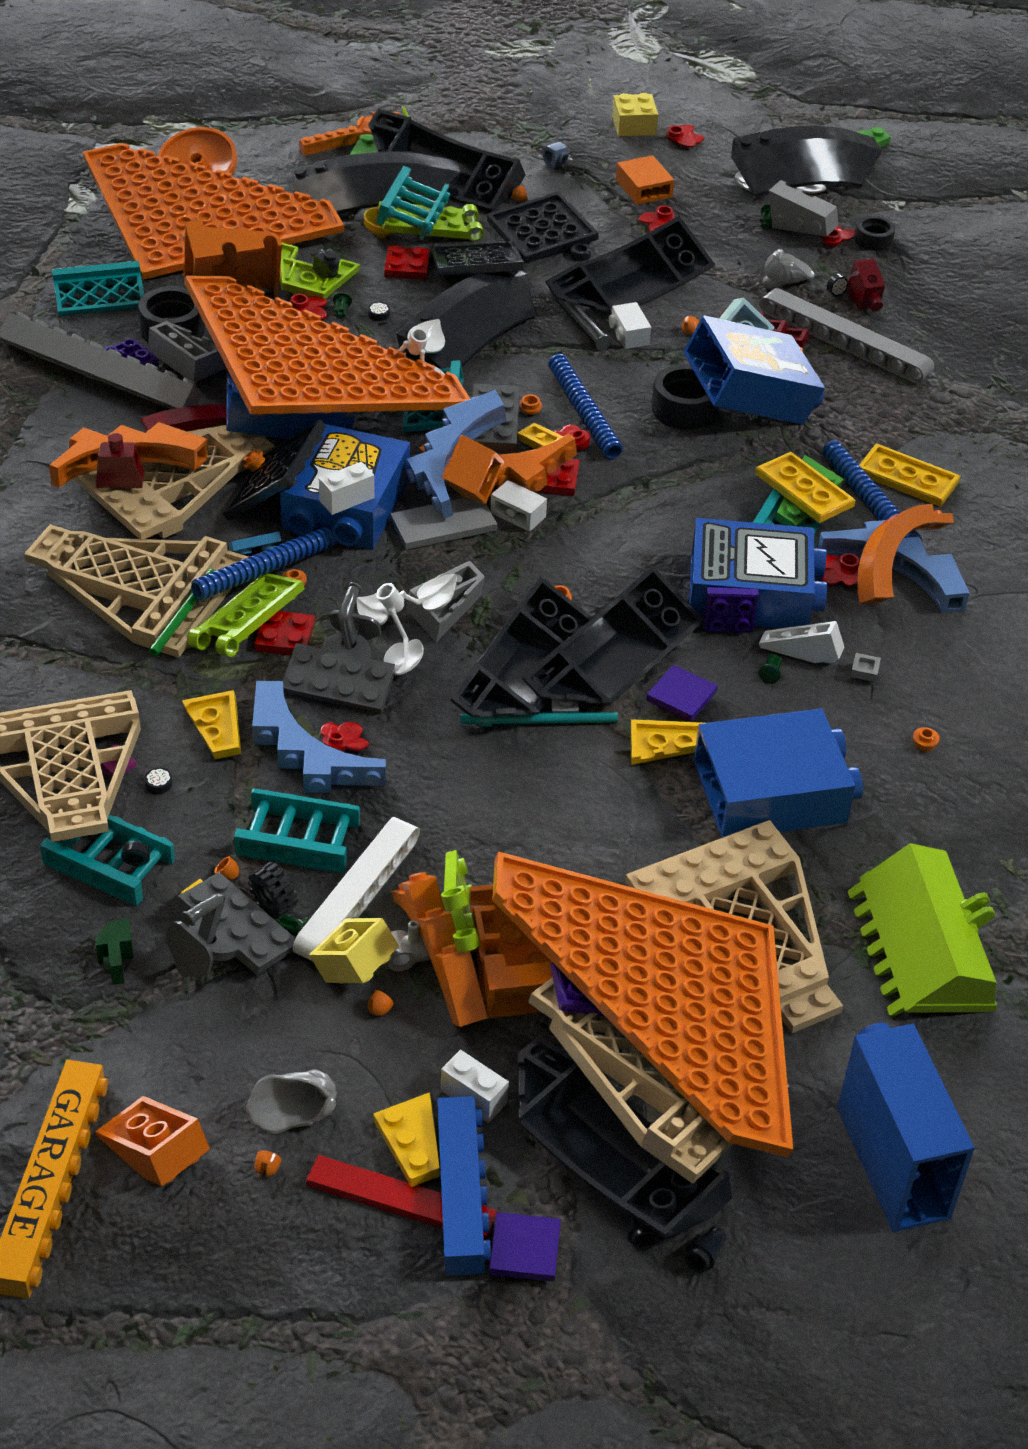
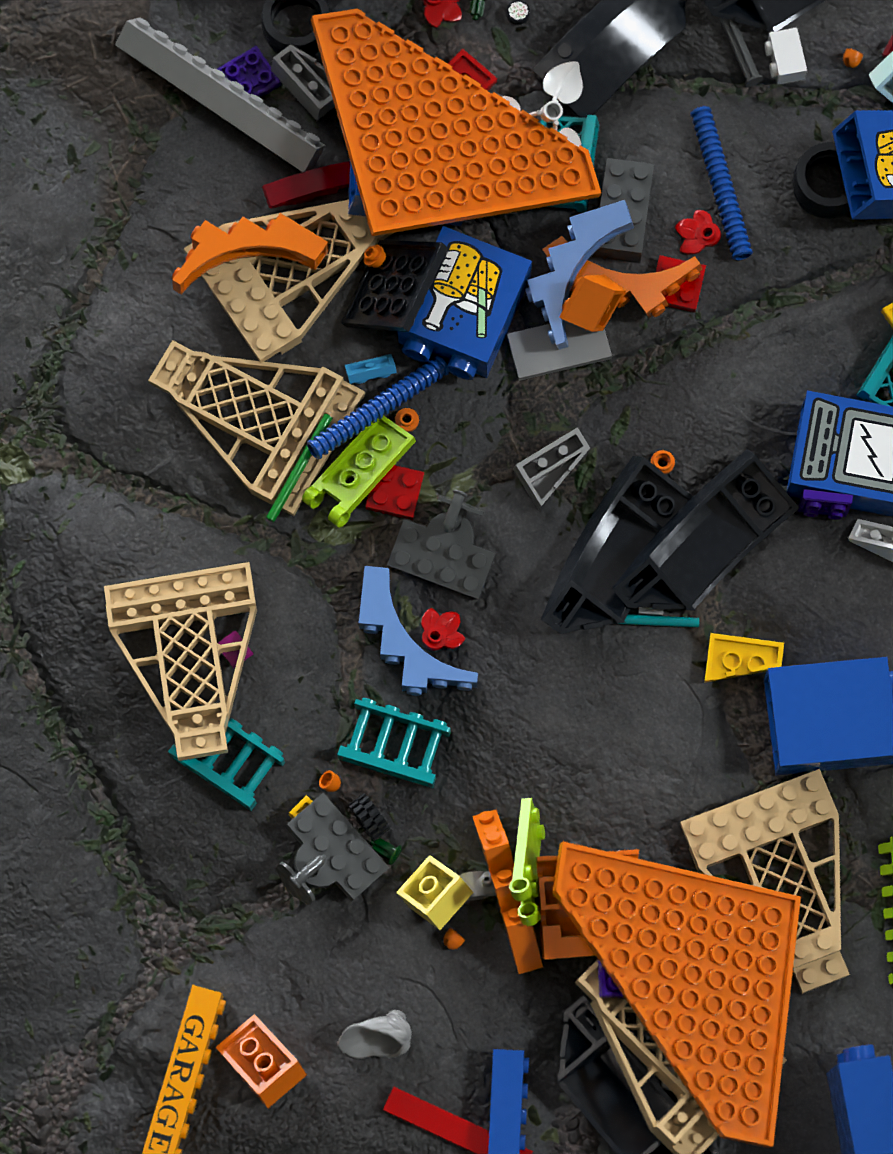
camera: 10 degrees right, 30 degrees up
(113, 946) = (231, 859): dark green brick -> none
(119, 464) = (241, 277): dark red torso -> none
(135, 853) = (251, 771): black tile -> none
(158, 780) = (272, 670): tile -> none
(216, 722) = (327, 605): yellow wing -> none
(267, 1162) = (352, 1090): orange hinge -> none
(346, 488) = (463, 337): white brick -> none
(359, 884) = (443, 812): white beam -> none
(389, 601) = (484, 468): white plant -> none
(411, 1138) = (469, 1076): yellow wing -> none
(469, 1077) = (525, 1033): white brick -> none
(518, 505) = (636, 332): white brick -> none
(530, 404) = (664, 170): orange plate -> none
(537, 436) = (670, 234): yellow plate -> none
(682, 693) = (763, 599): dark purple tile -> none
(770, 671) = (855, 571): dark green piece -> none

